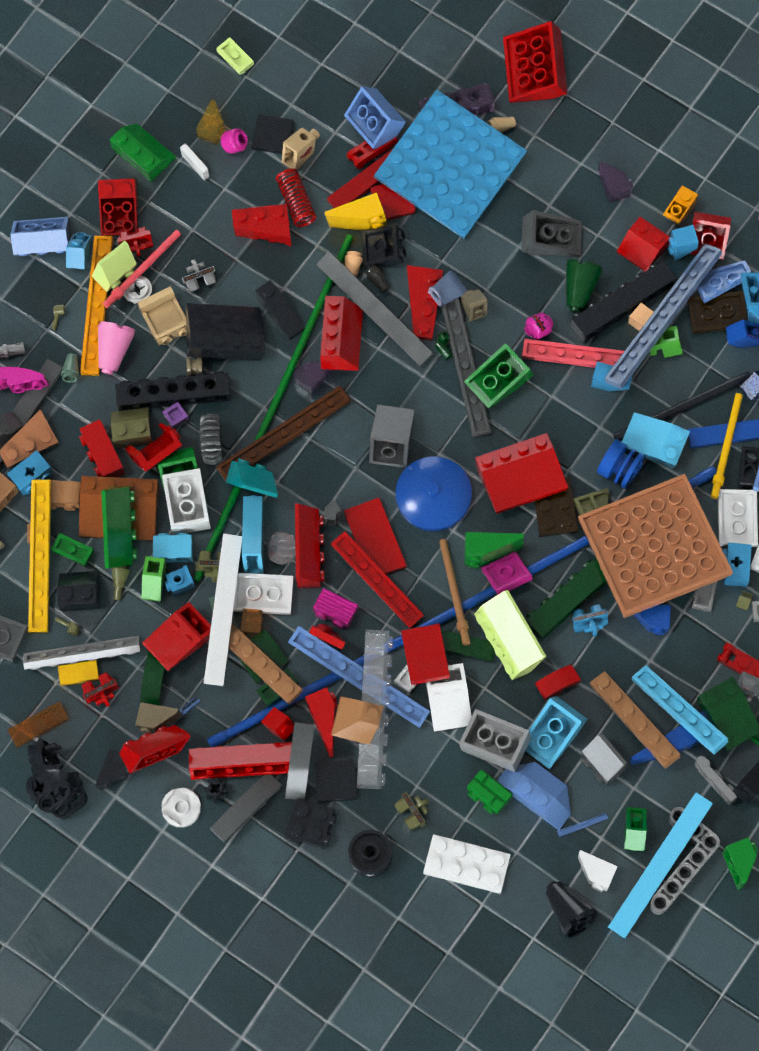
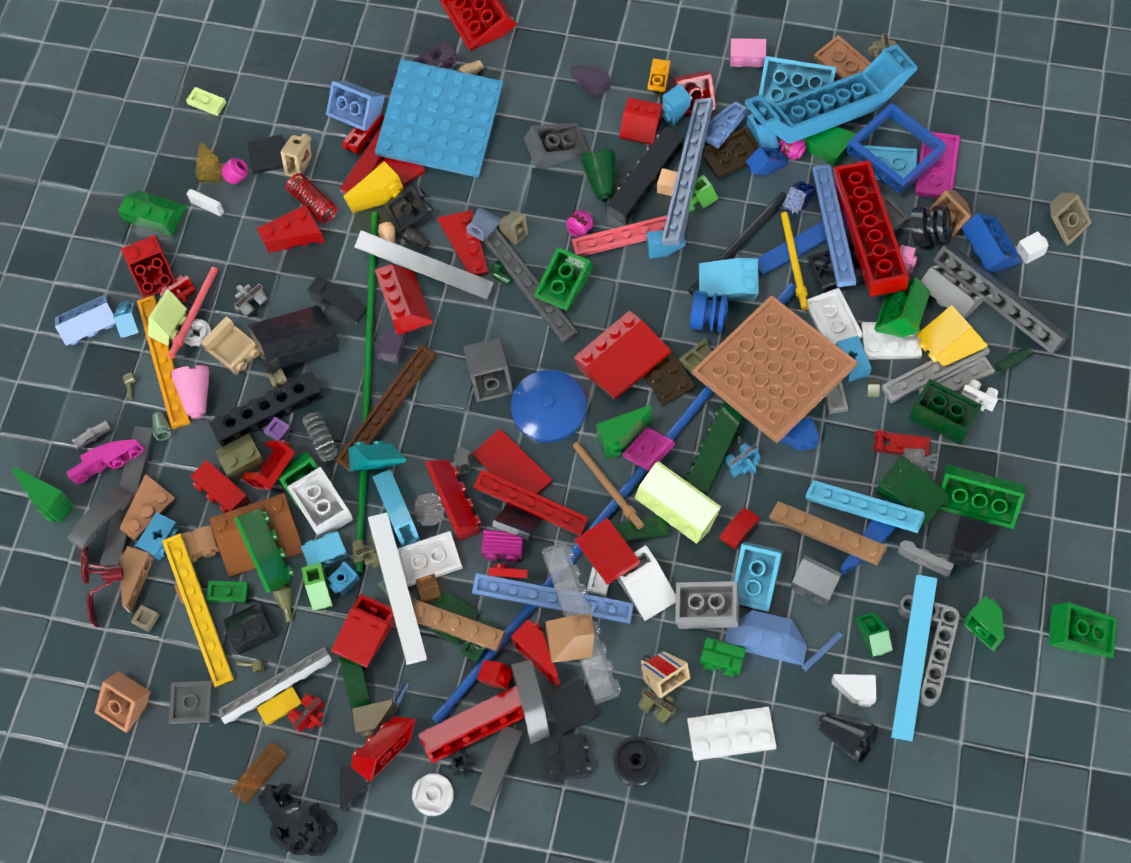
camera: 20 degrees left, 5 degrees down
(356, 593) = (516, 522): none -> black tile
(429, 785) = (664, 672): none -> tan torso

